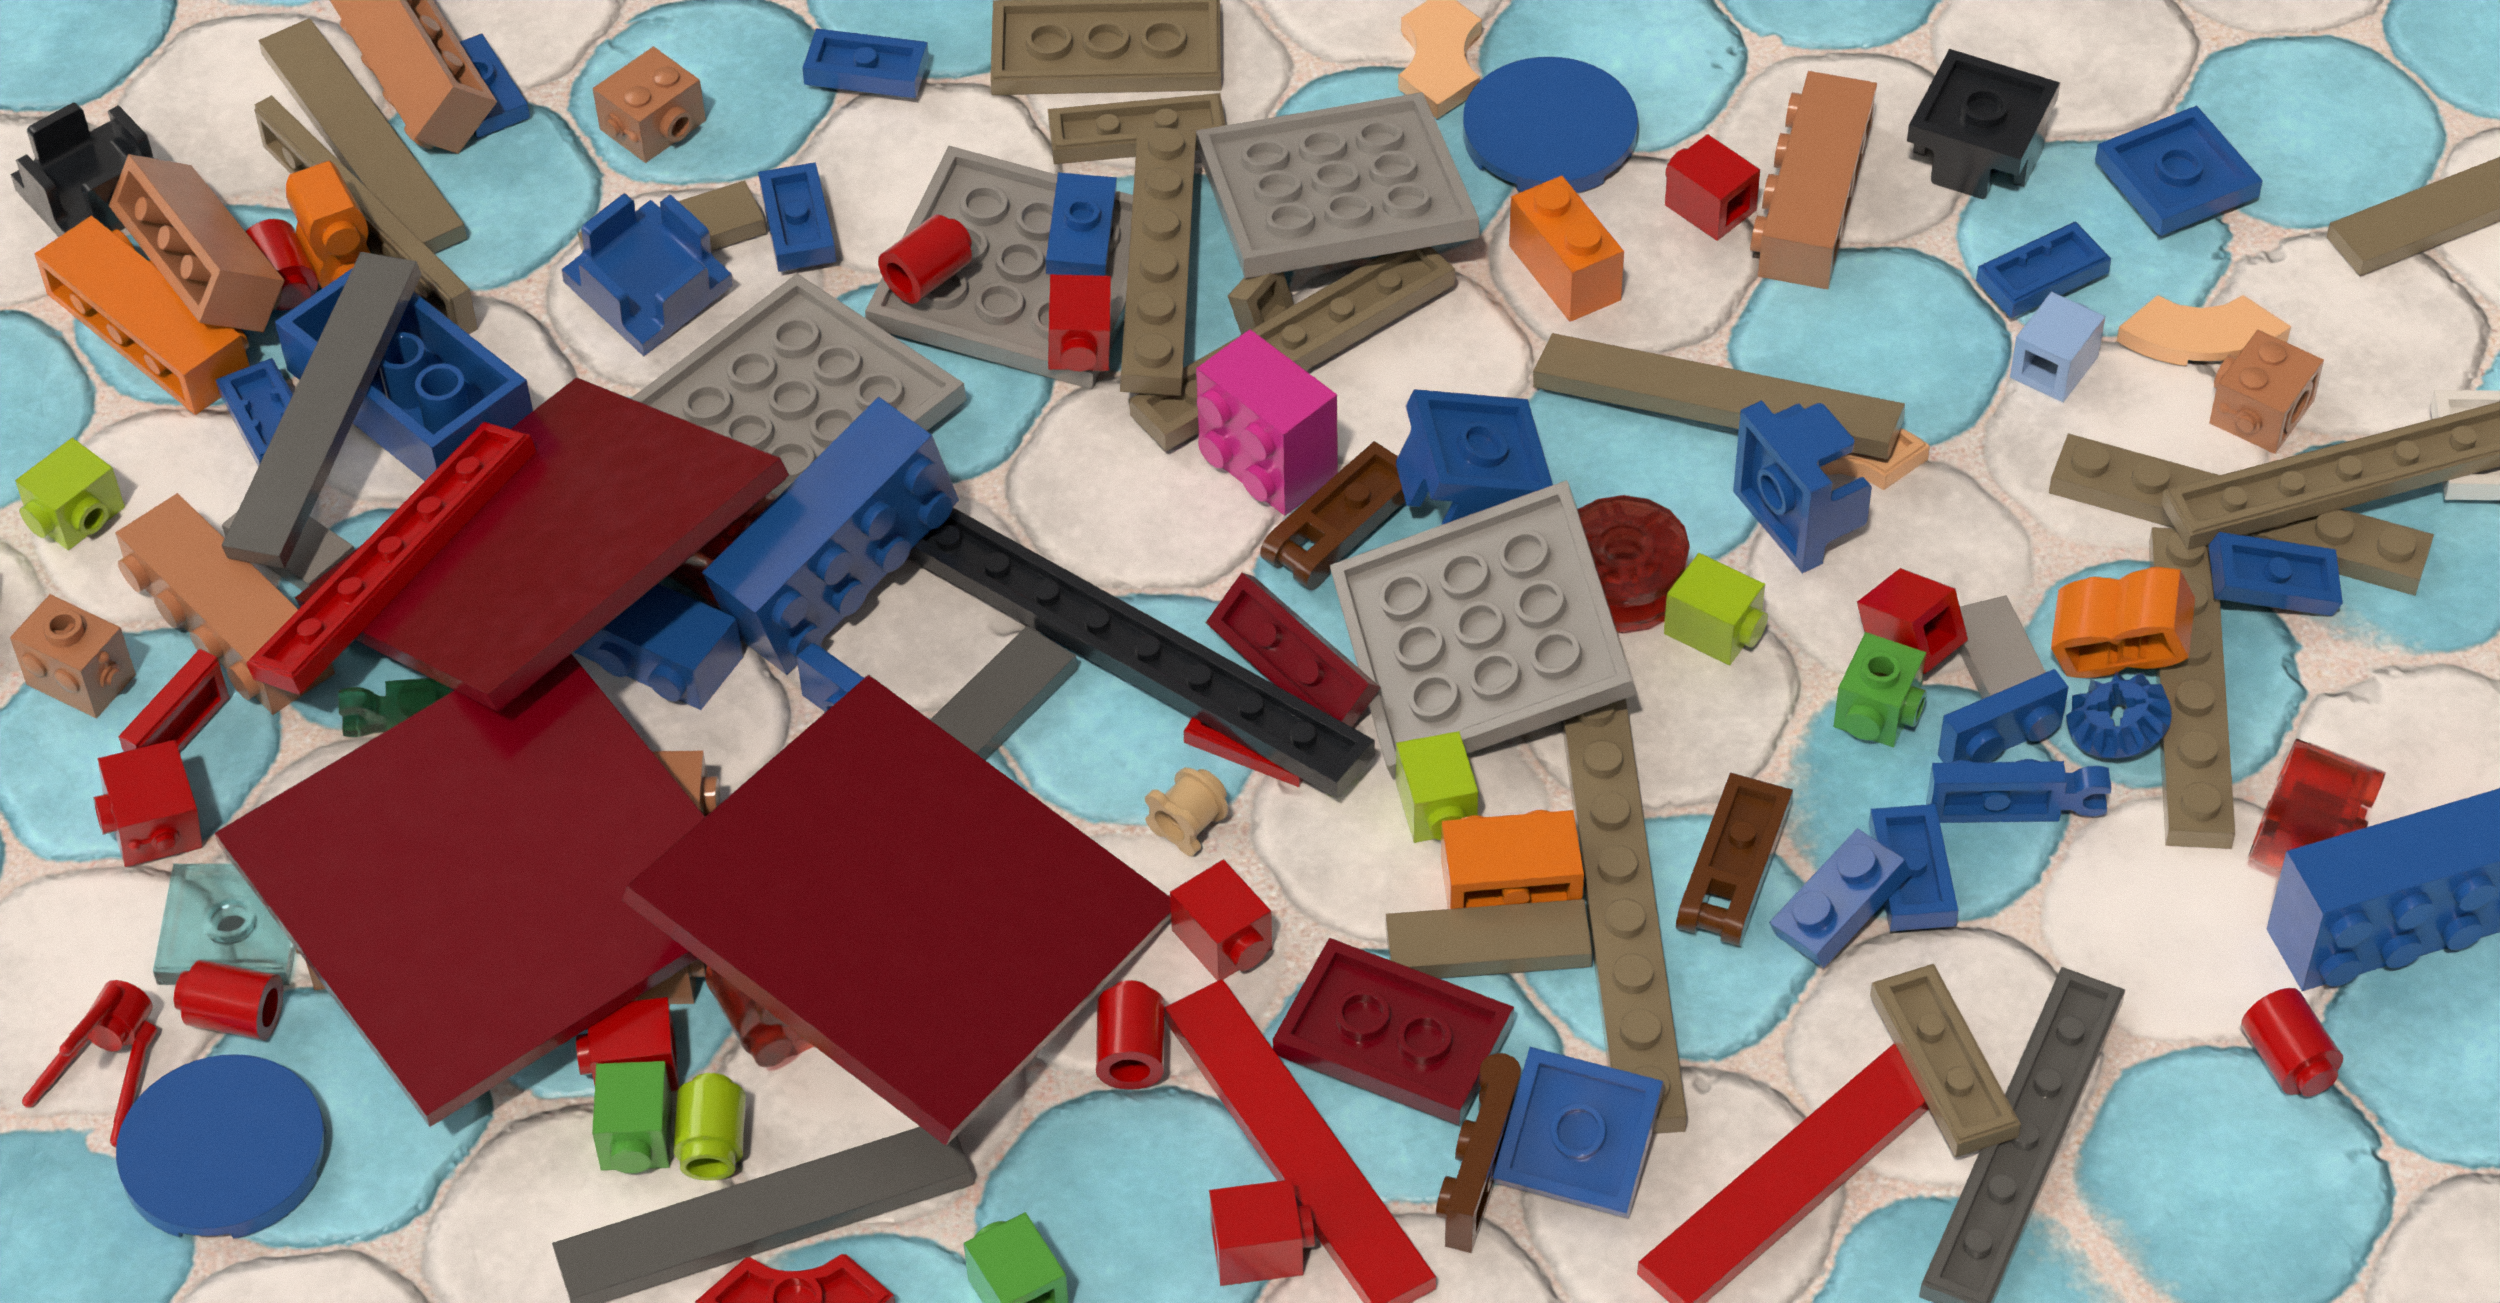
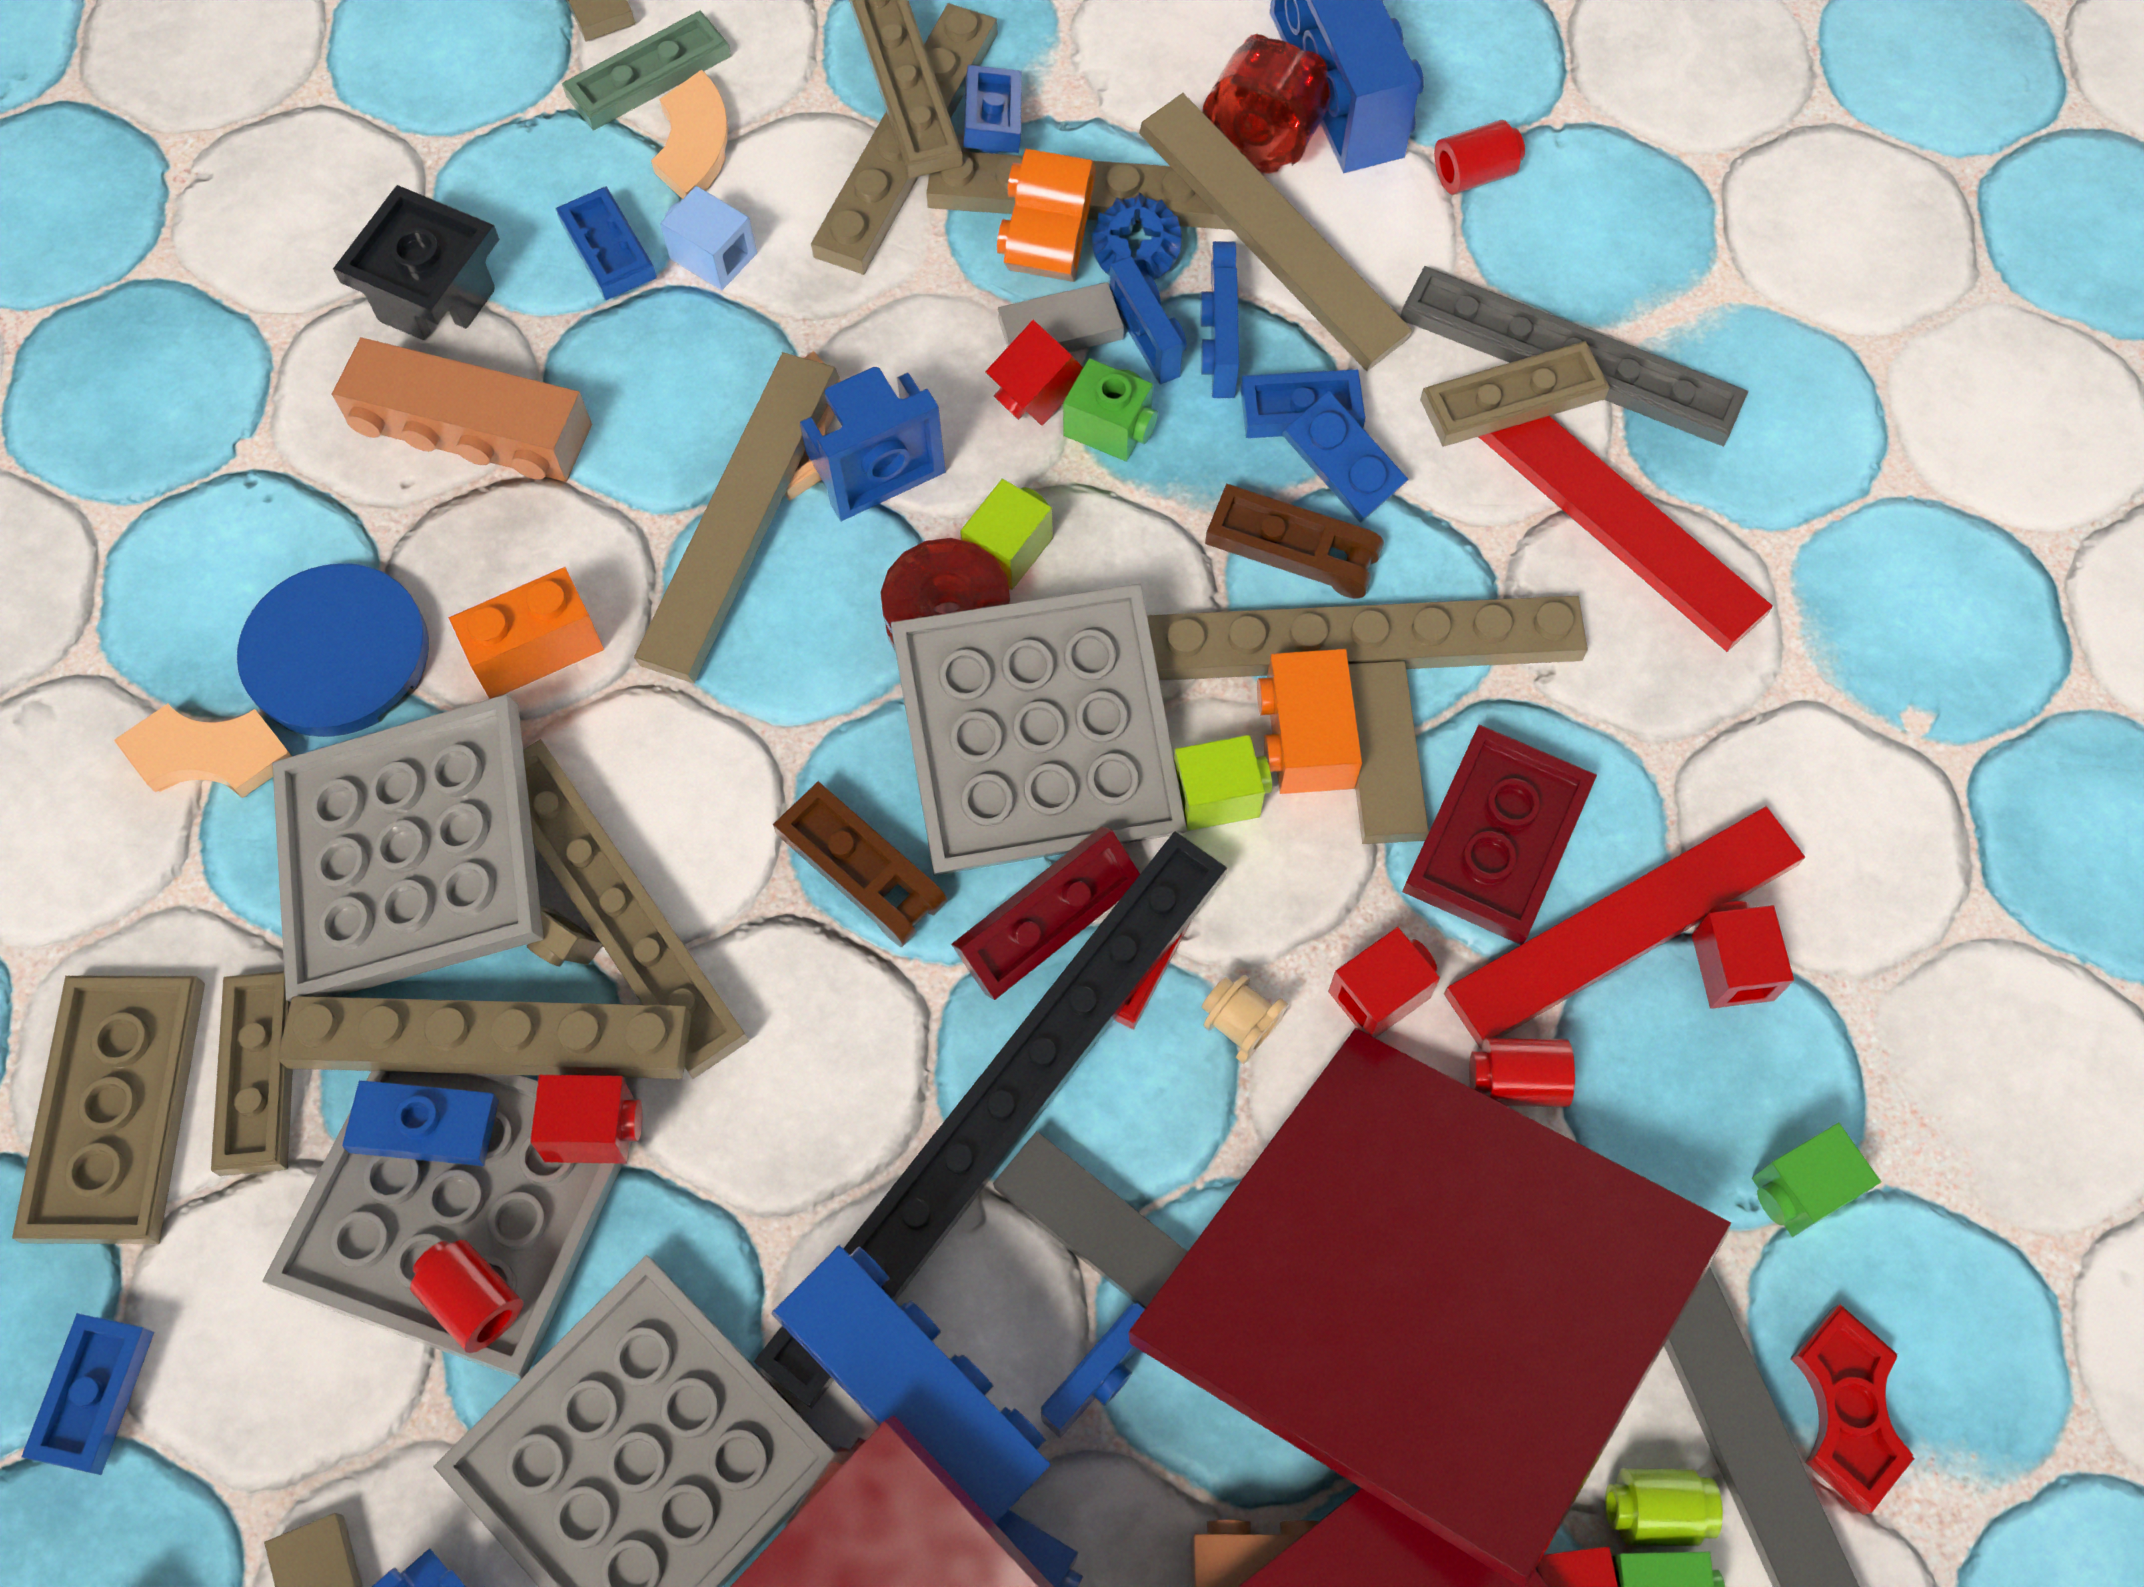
camera: 90 degrees left, 15 degrees up
(797, 217) = (337, 1471): blue plate -> none
(1267, 422) = (757, 919): dark pink brick -> none
(1466, 1198) = (1639, 758): reddish brown plate -> none
(1470, 451) = (825, 721): blue panel -> none
(1579, 1132) = (1615, 676): blue plate -> none
(1711, 186) = (457, 501): red brick -> none
(2137, 831) = (1275, 231): none -> dark tan tile
(2178, 170) = (498, 128): blue plate -> none
(2265, 390) = (779, 93): nougat head -> none
(2292, 288) = (646, 70): none -> sand green tile

